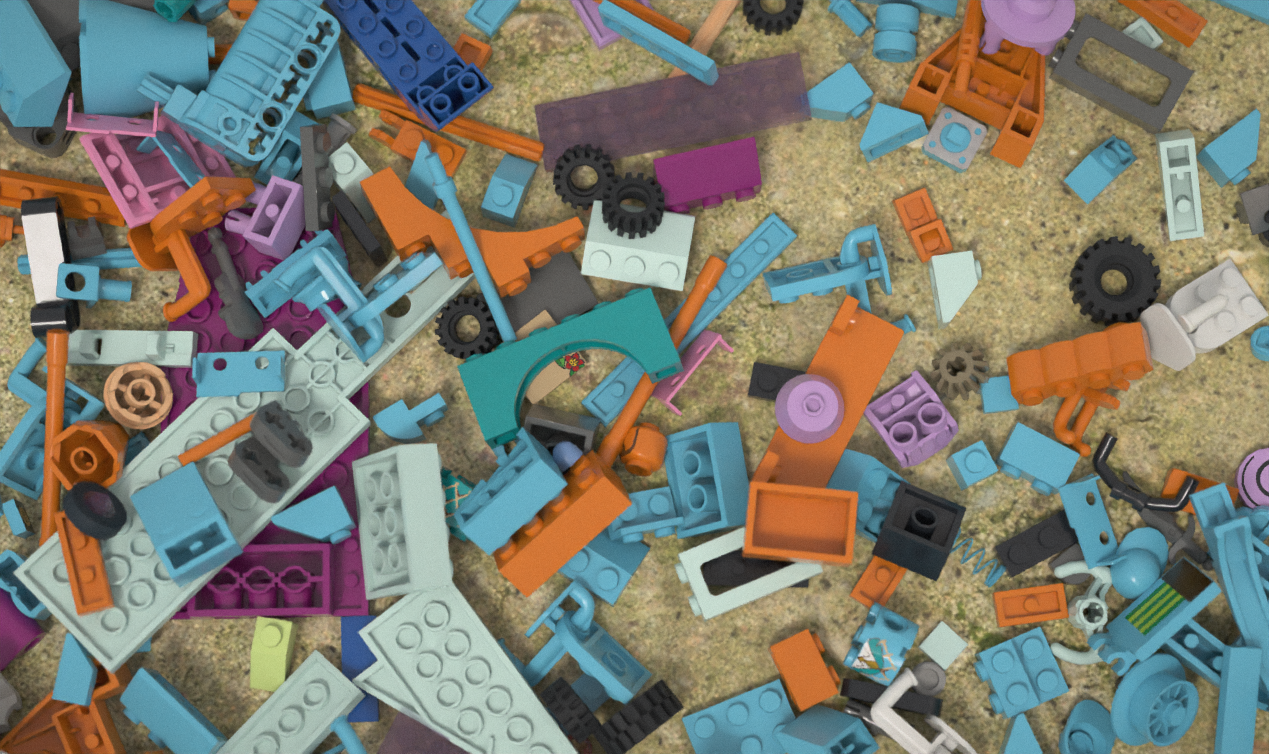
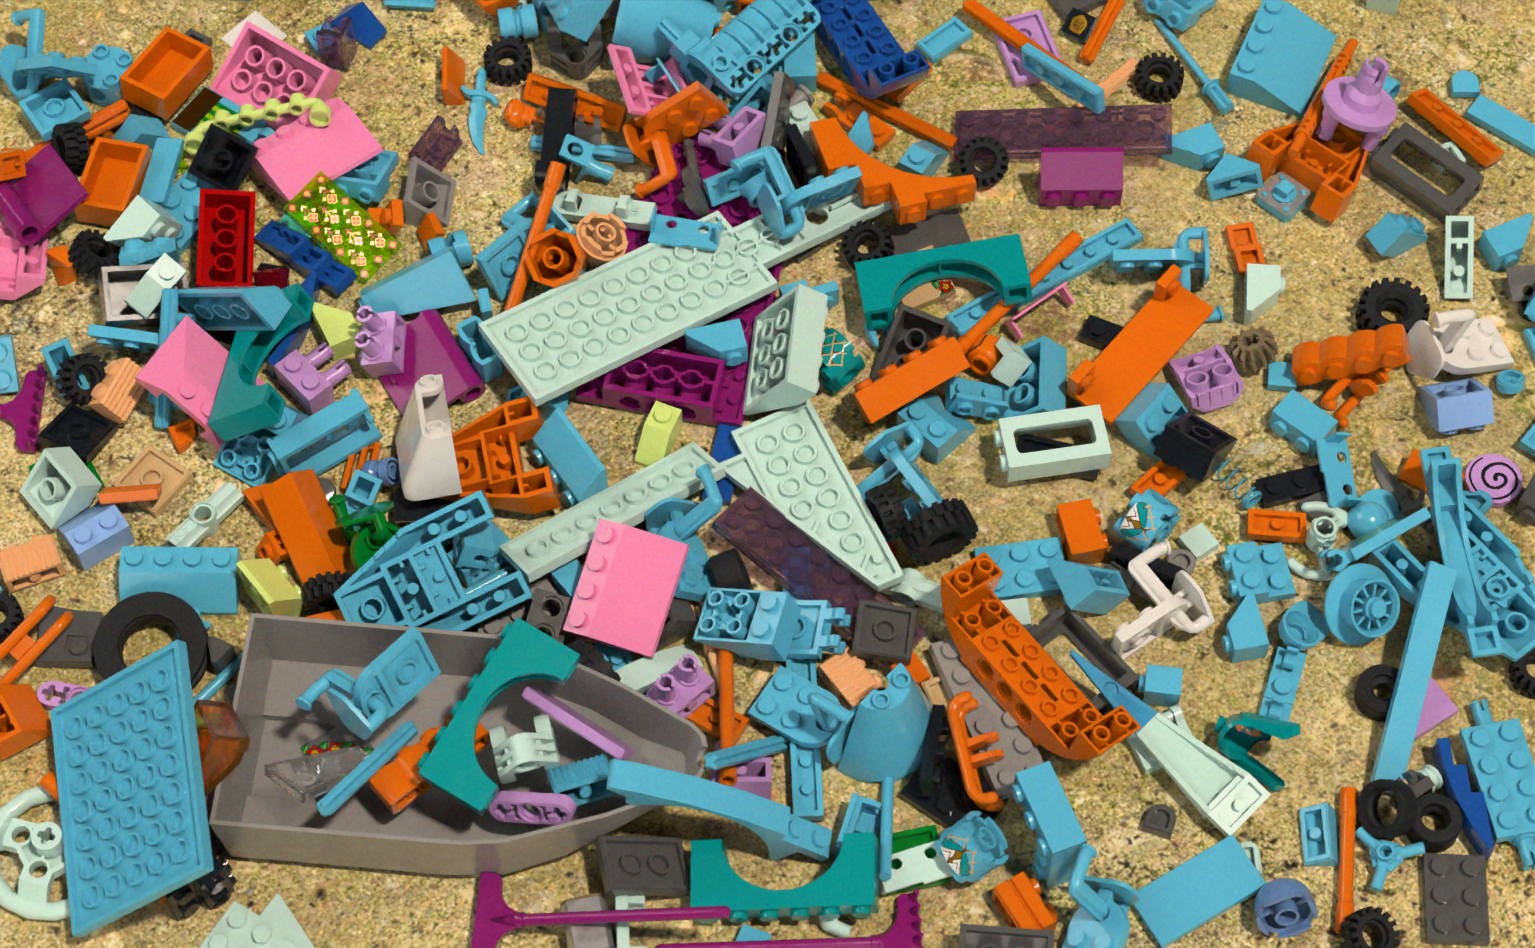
camera: 15 degrees right, 20 degrees down
(75, 674) = (506, 403): medium azure tile -> none
(84, 568) = (535, 324): orange tile -> none
(94, 510) = (554, 287): black wheel -> none
(111, 124) = (602, 35): bright pink piece -> none
(185, 525) = (622, 315): medium azure slope -> none
(216, 441) = (666, 268): orange piece -> none
(274, 440) = (703, 274): dark grey piece -> none
(445, 190) = (876, 123): medium azure bar -> none
(511, 495) = (876, 346): medium azure wedge -> none
(566, 454) = (924, 334): medium blue hinge -> none
(633, 189) = (1017, 179): black tyre -> none
(652, 260) = (1011, 209): light aqua slope -> none
(678, 458) = (1012, 363): none -> light aqua panel
(800, 524) = (1099, 406): orange piece -> none
(809, 408) = (1126, 342): lavender cone -> none
(895, 35) = (1252, 113): medium azure wheel -> none
(971, 465) = (1249, 416): medium azure brick -> none
(1132, 495) = (1379, 461): black piece -> none
(1213, 391) = (1457, 405): none -> light blue slope

